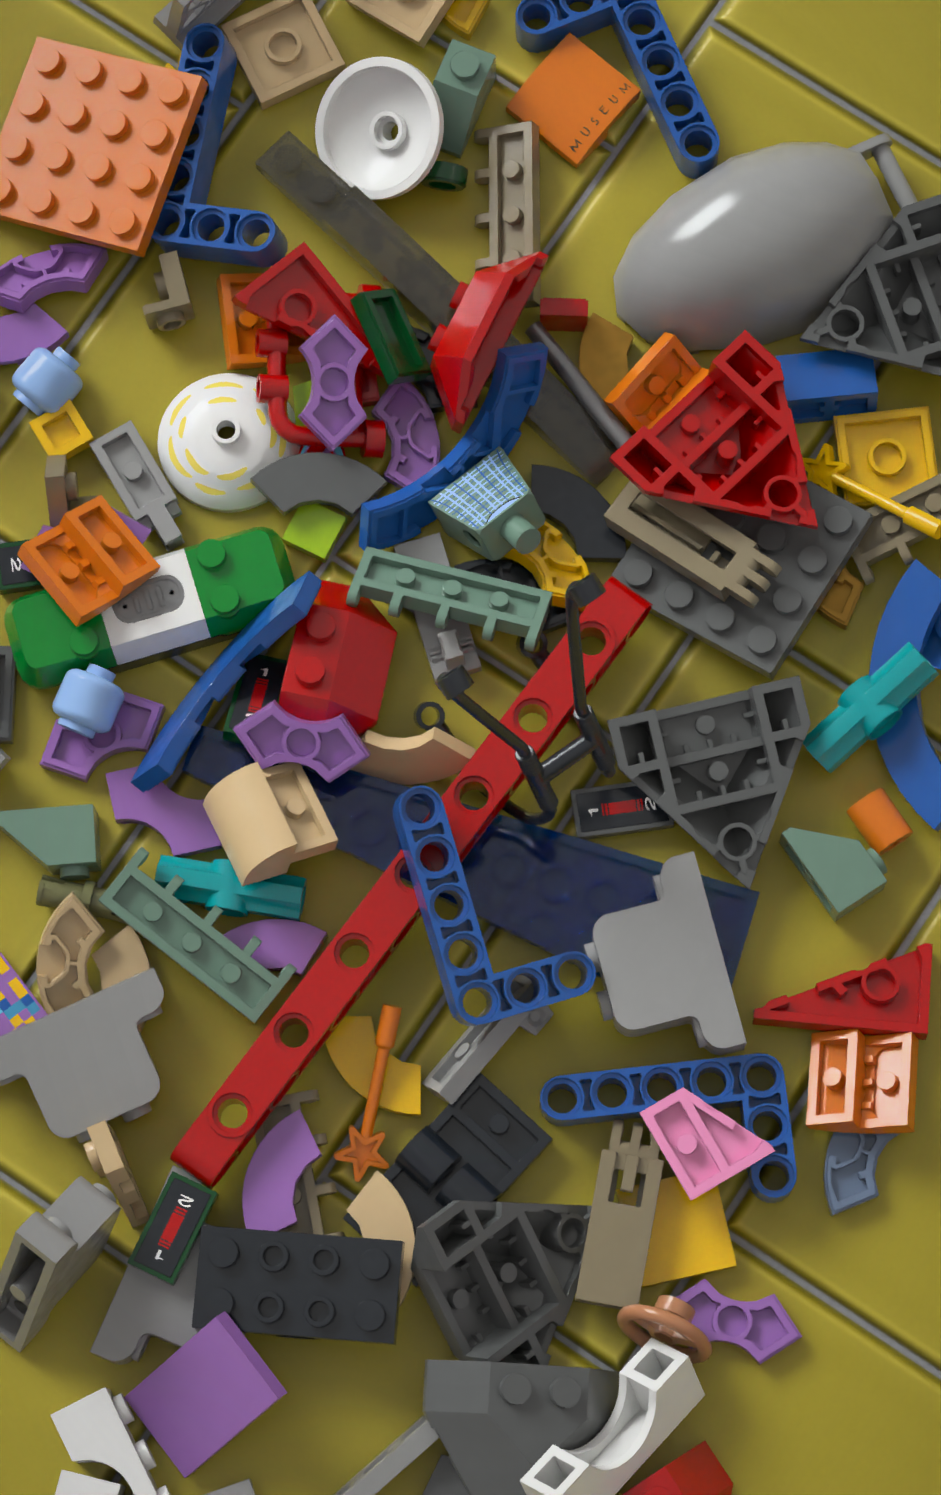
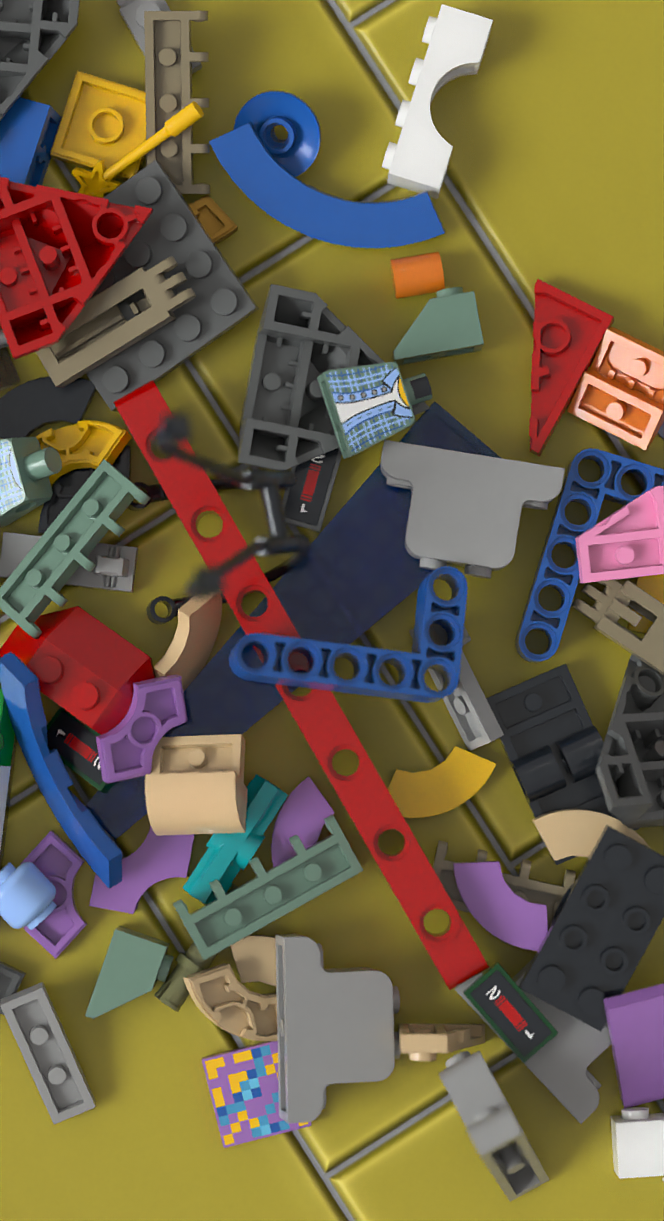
camera: 70 degrees left, 10 degrees up
(364, 1144) = (501, 820): orange piece -> none
(724, 823) = (370, 403): none -> torso
(869, 707) = (319, 237): teal piece -> none

